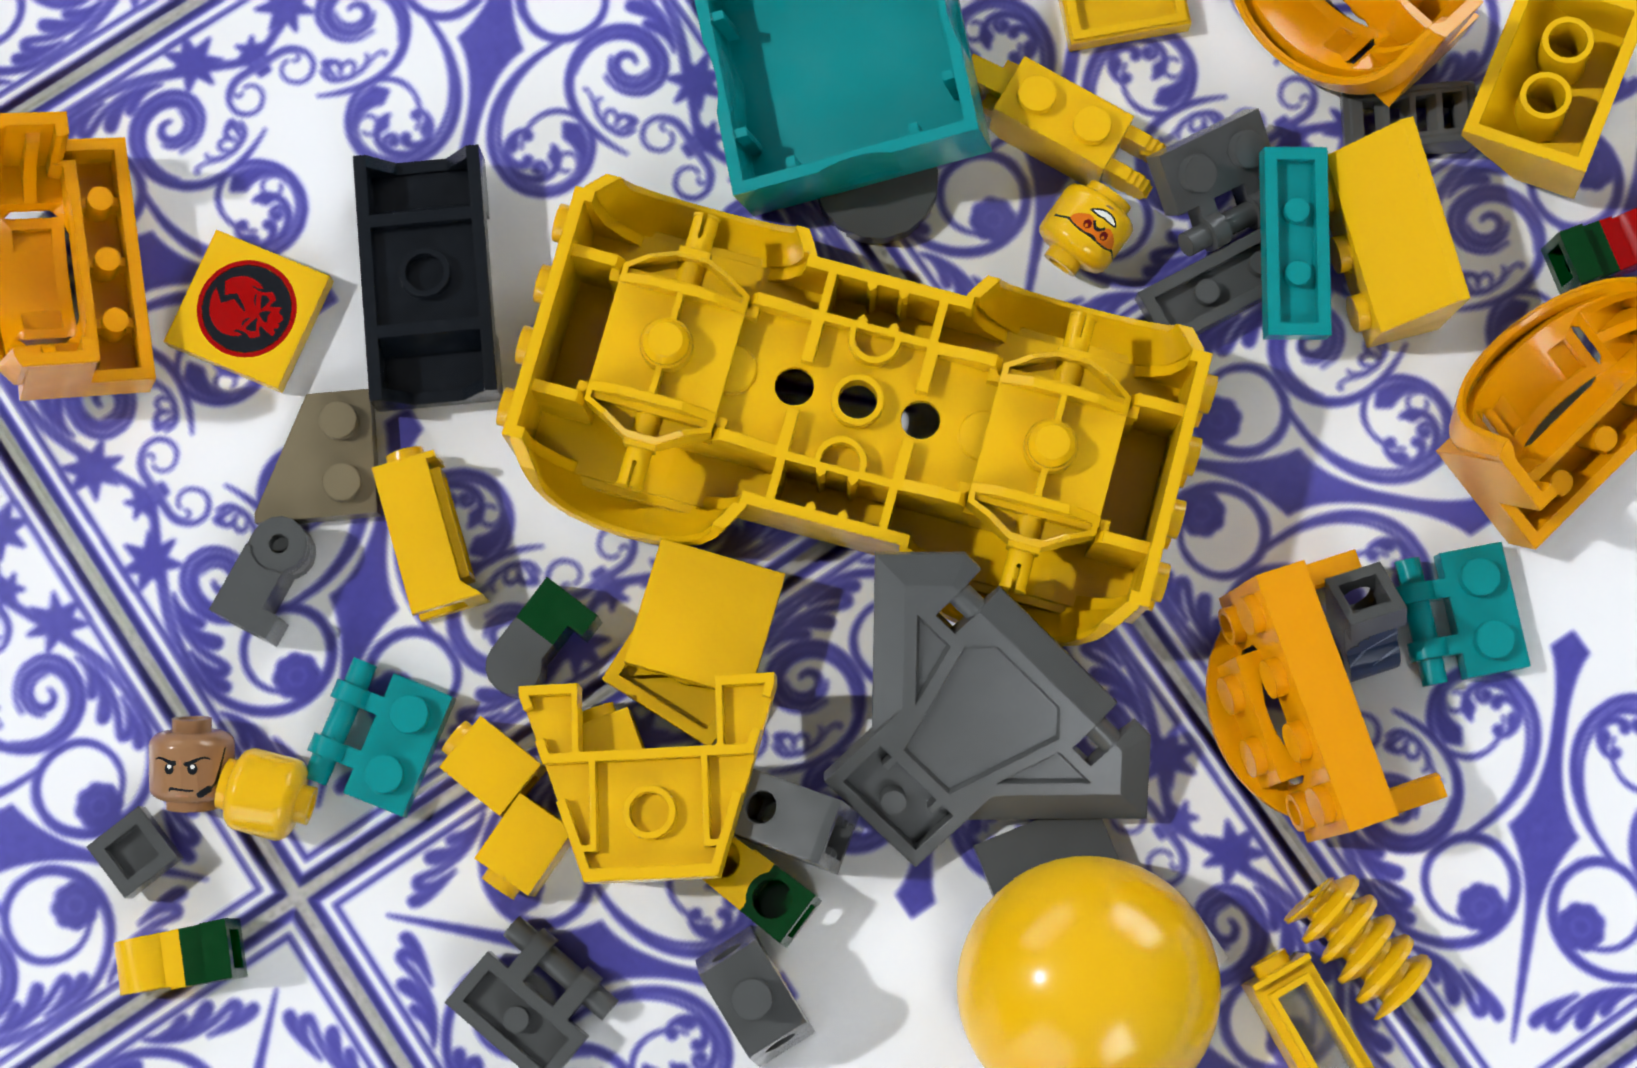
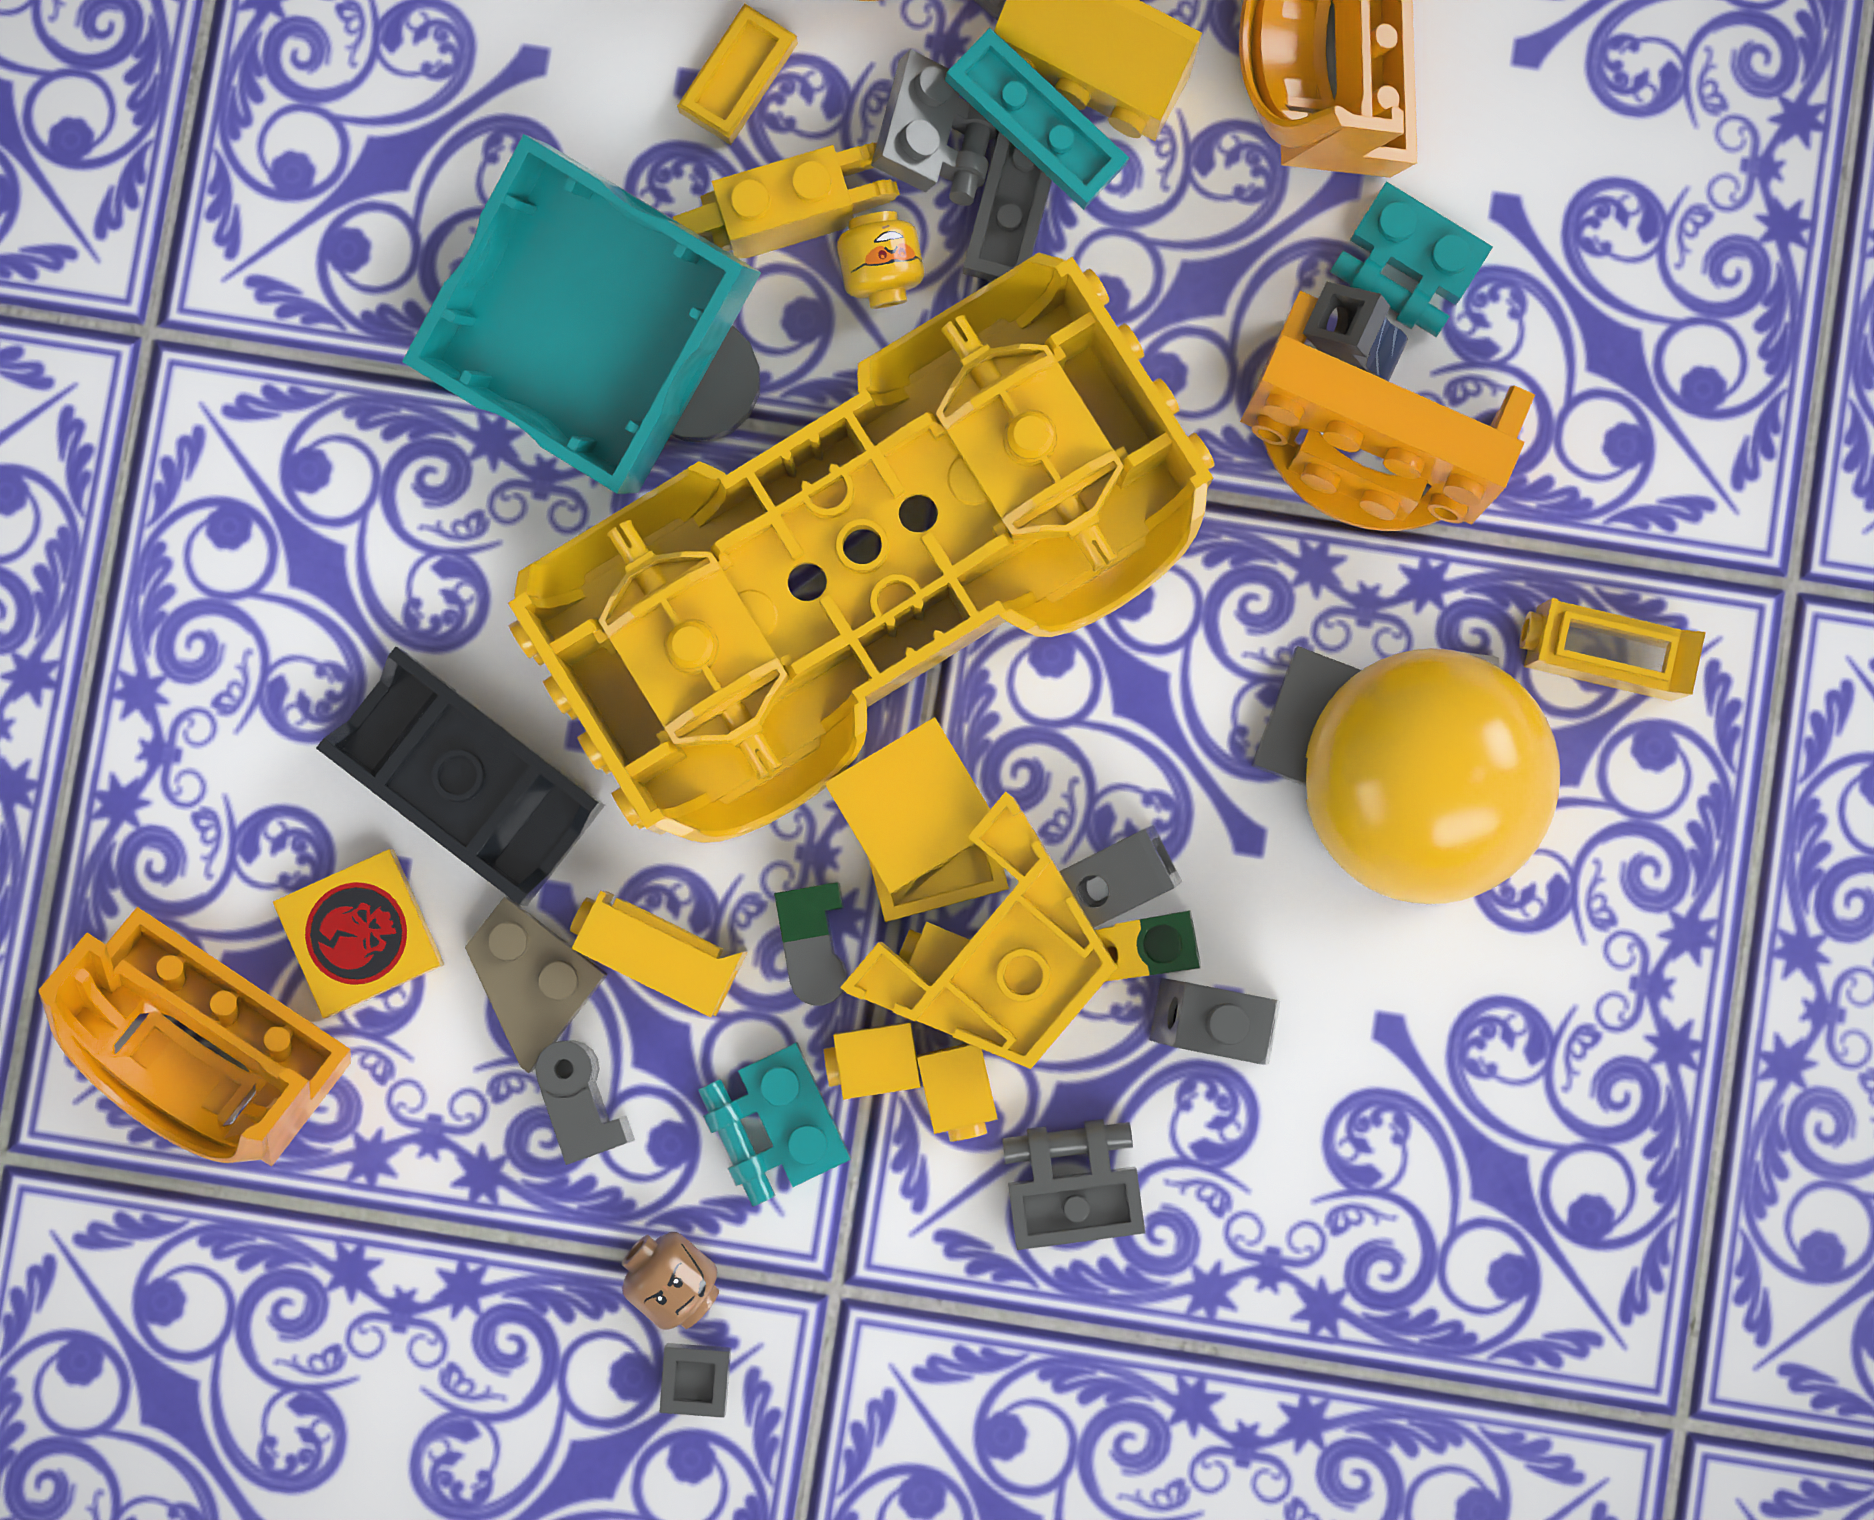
camera: 45 degrees left, 5 degrees up
(181, 957) = (806, 1414): leg -> none
(265, 794) = (742, 1245): yellow head -> none
(978, 716) = (1169, 673): dark grey plate -> none
(1362, 943) = (1578, 551): yellow piece -> none

